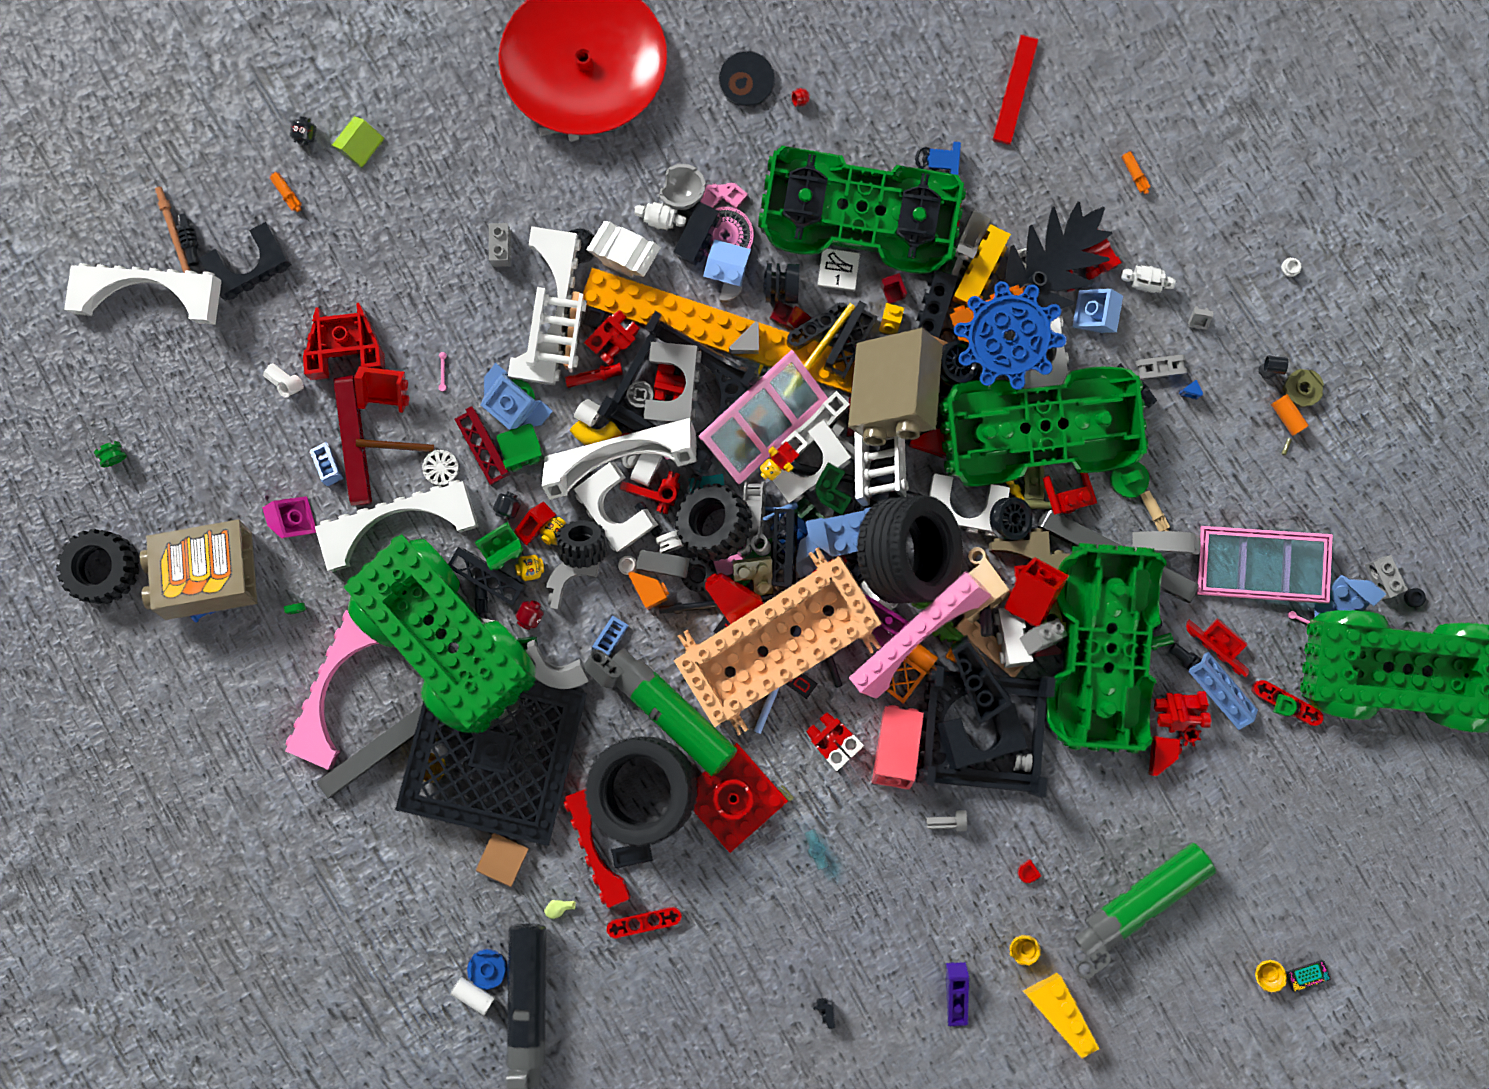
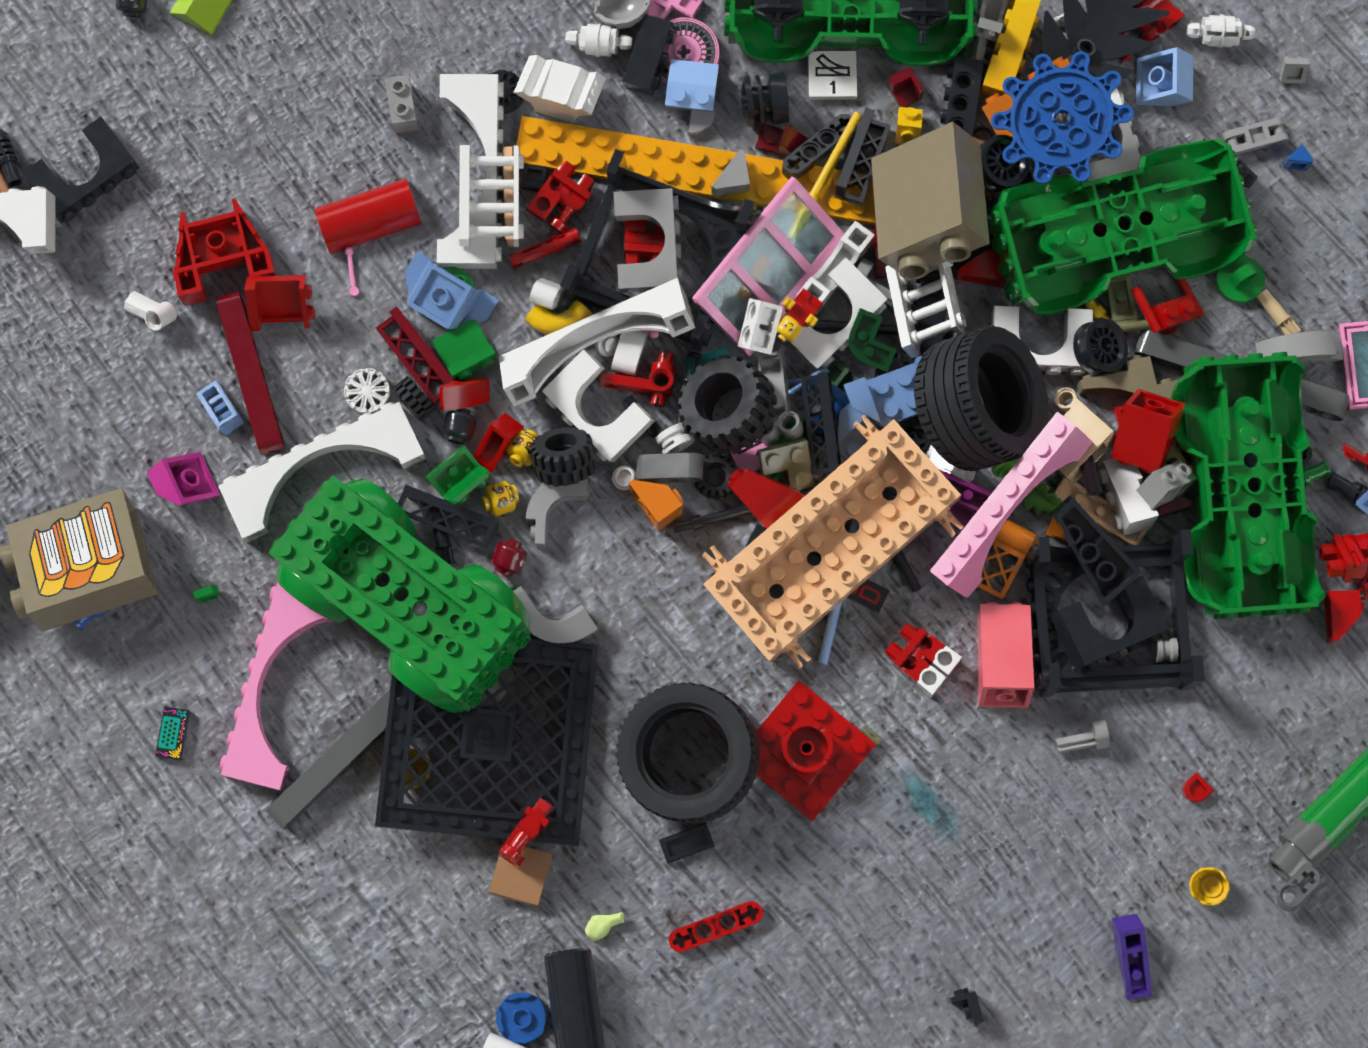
camera: 10 degrees left, 5 degrees down
(254, 711) = (172, 733): none -> tile
(287, 194) = (118, 76): orange piece -> none
(394, 445) = (305, 370): reddish brown bar -> none
(460, 329) = (367, 216): none -> red brick
(474, 480) = (413, 398): none -> black tyre
(507, 832) = (526, 831): none -> red hips
(513, 483) = (464, 394): none -> red slope
(611, 885) = (669, 886): red arch -> none
(613, 620) = (617, 586): medium blue slope -> none
(639, 393) = (605, 262): light grey wheel -> none
(663, 707) = (699, 646): green piece -> none
(748, 464) = (760, 326): none -> white brick
(1059, 1008) = (1268, 956): yellow wedge -> none

